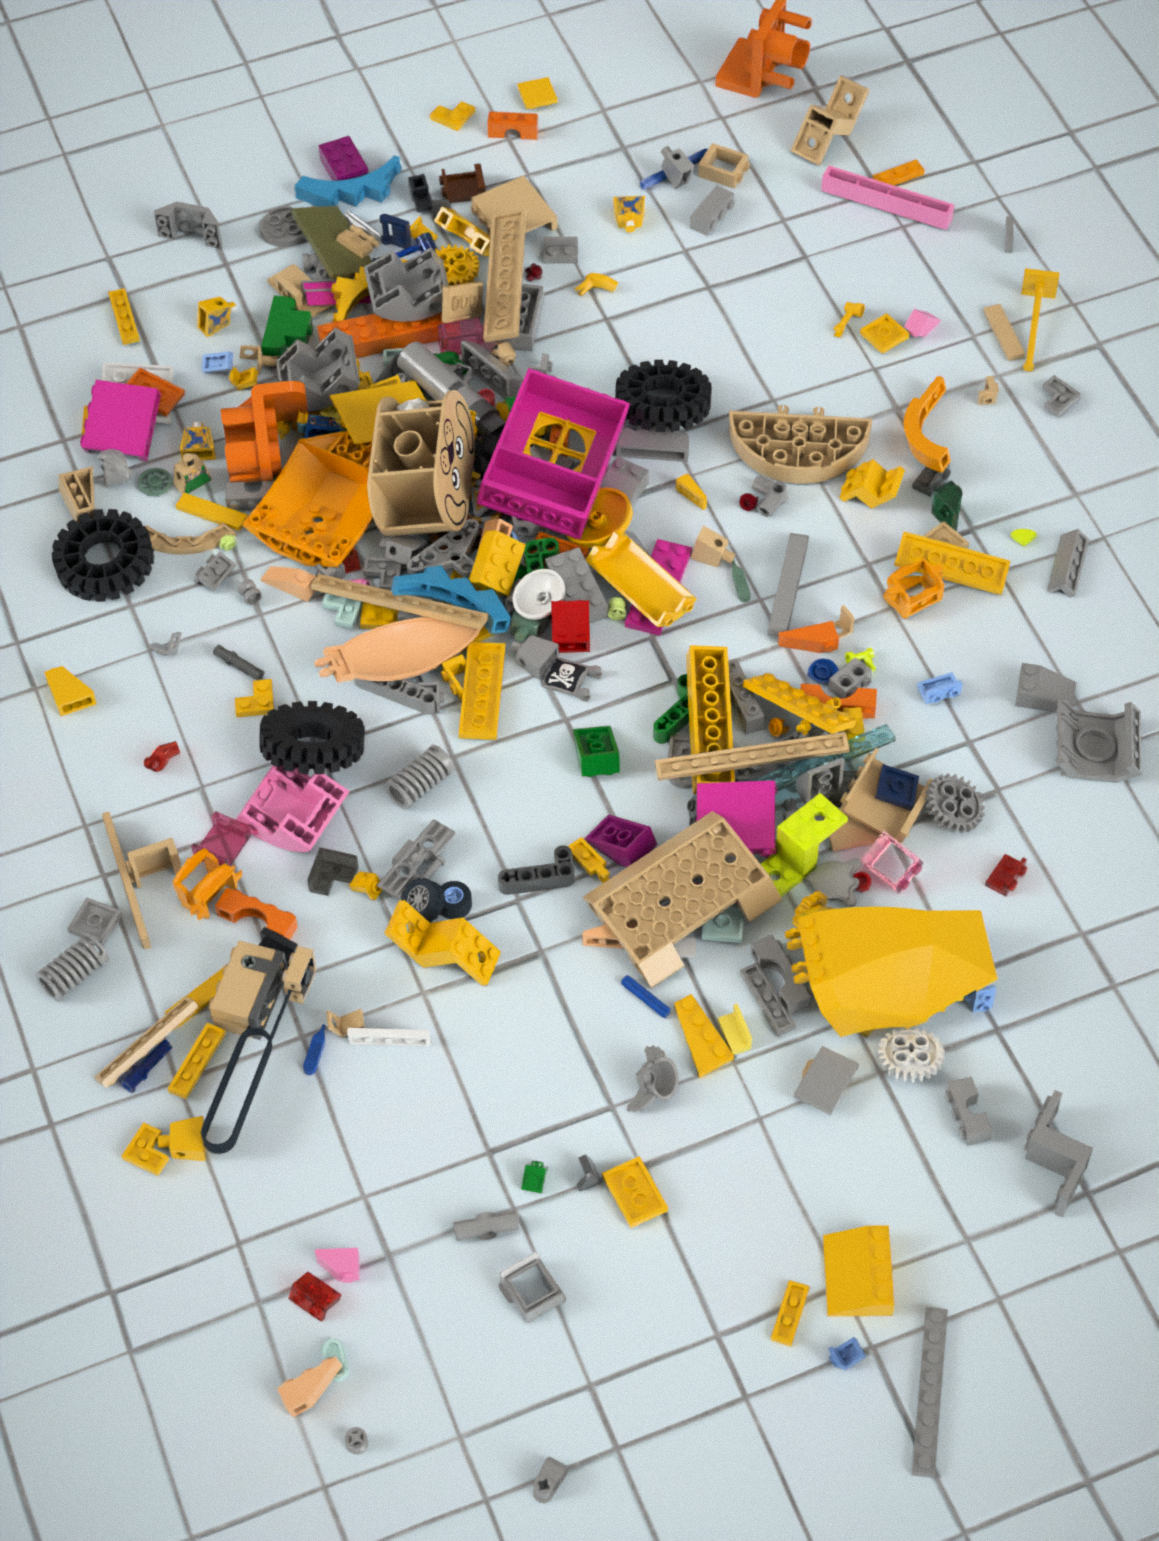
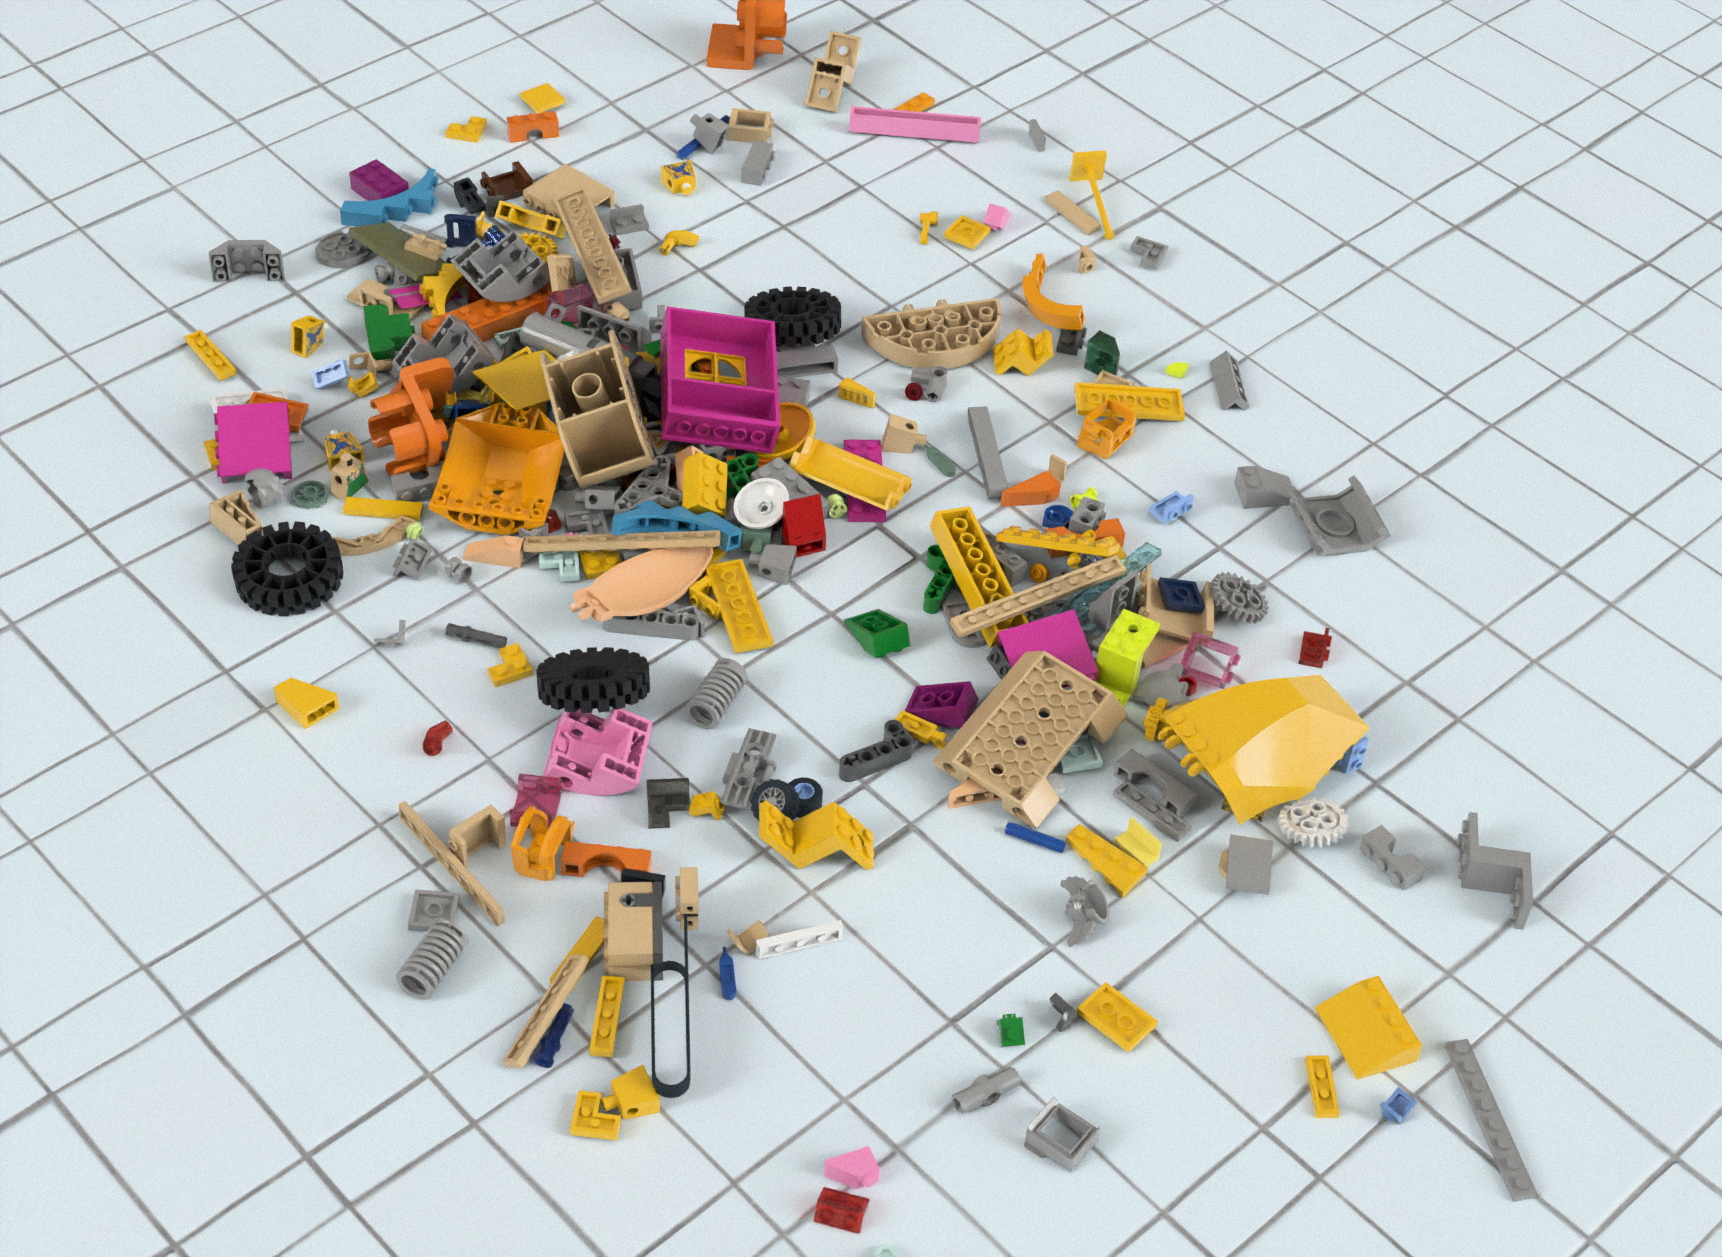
camera: 25 degrees left, 10 degrees down
(434, 346) = (553, 306): none -> light grey bracket
(568, 677) = (819, 576): flag -> none

